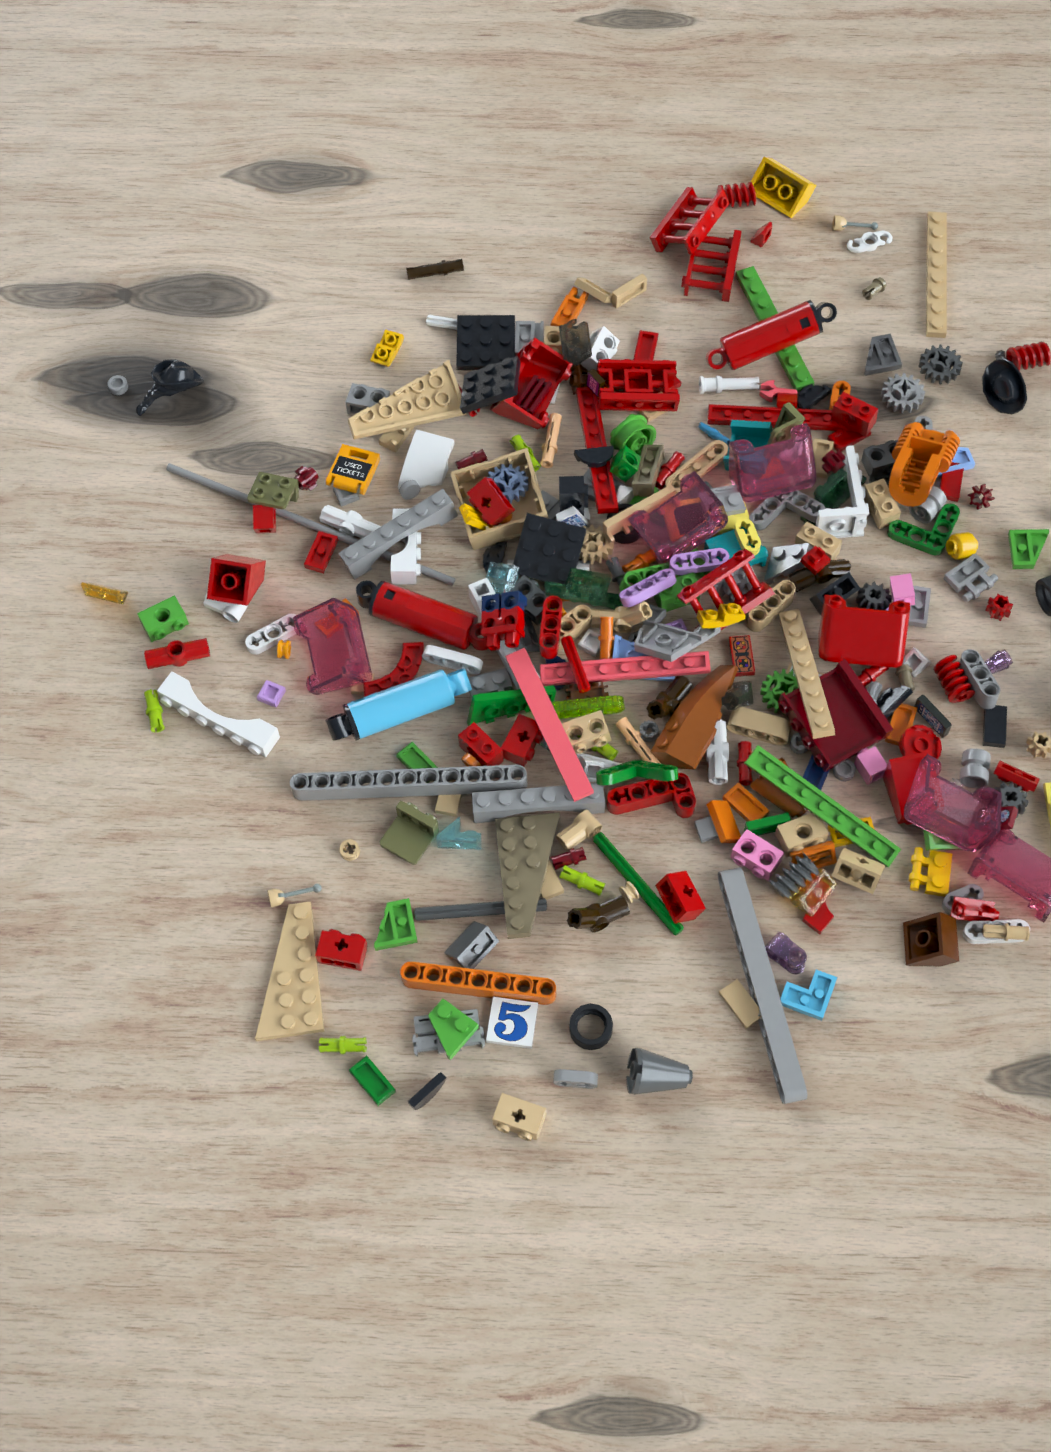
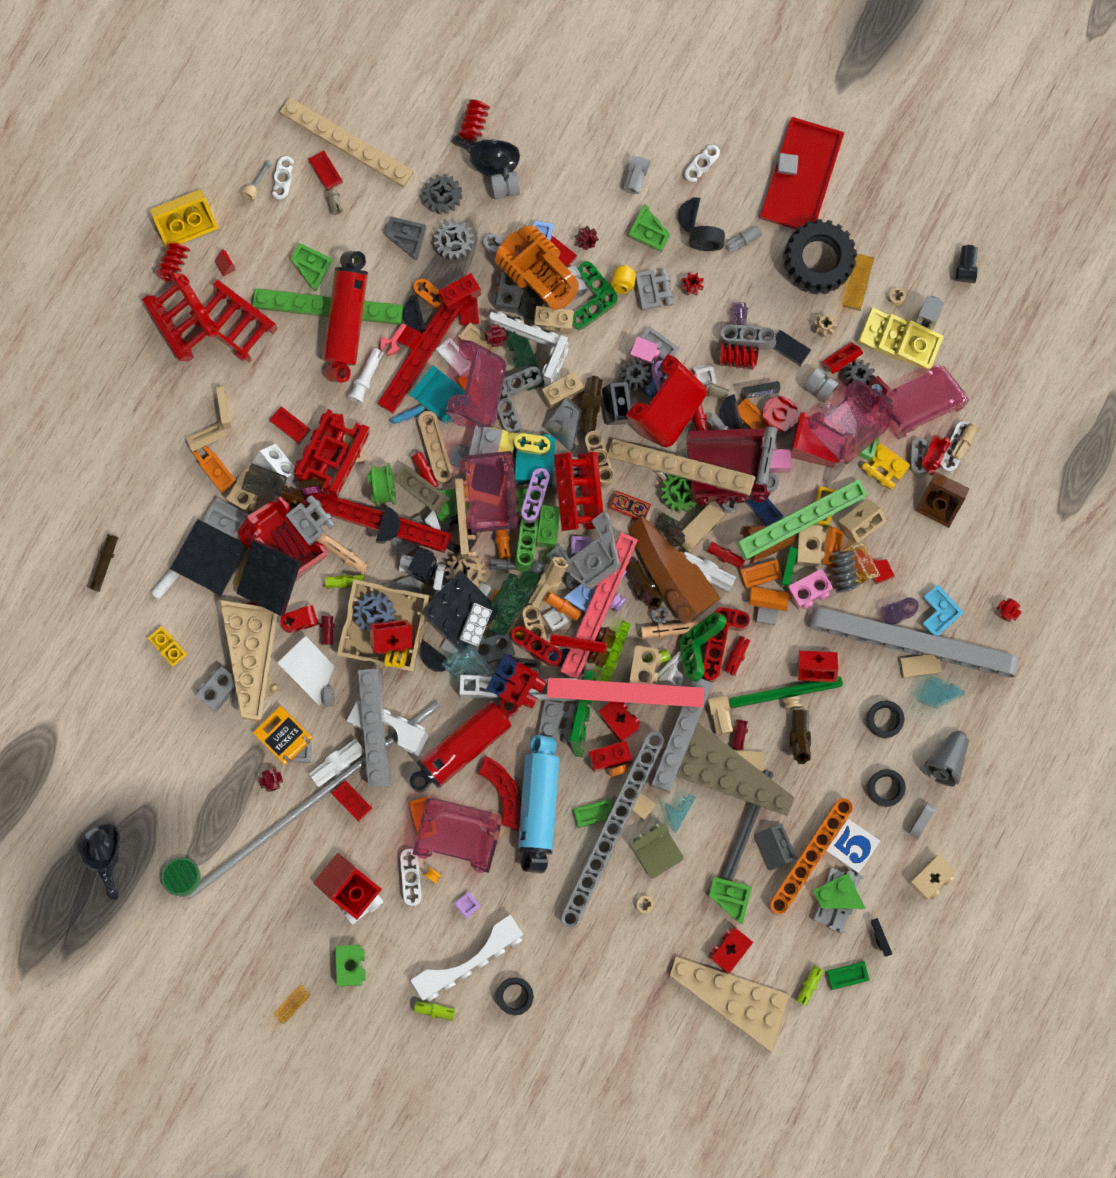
camera: 65 degrees left, 15 degrees up
(117, 385) = (73, 904): light grey tile -> none
(165, 655) = (386, 980): red piece -> none
(181, 451) = (181, 877): none -> tile
(203, 787) = (500, 1000): none -> black tyre
(264, 519) = (294, 834): red brick -> none
(273, 490) = (275, 816): olive bracket -> none
(277, 897) = (658, 982): hinge -> none
(452, 659) = (515, 740): white beam -> none
(468, 433) = (301, 619): none -> red piece
(542, 566) = (475, 624): none -> white tile
(559, 395) = (306, 524): none -> light grey plate
(582, 880) = (763, 733): lime pin -> none
(625, 464) = (408, 505): green brick -> none
(638, 687) = (617, 603): none -> lavender bush
(647, 588) = (547, 562): lavender beam -> none
(648, 820) = (737, 656): none -> red pin
(663, 974) = (898, 712): none -> black tyre
(719, 1033) = (939, 694): none -> clear light blue slope
(726, 615) = (599, 505): yellow slope -> none
(786, 421) = (447, 353): olive bracket -> none
(804, 290) = (311, 265): none -> bright green wing
(815, 559) = (585, 403): red tile -> none
(853, 1063) = (1009, 610): none -> red gear
(867, 744) = (766, 455): none -> light grey pin
(899, 270) = (325, 170): none -> red tile
(982, 406) = (505, 185): none -> light grey wheel

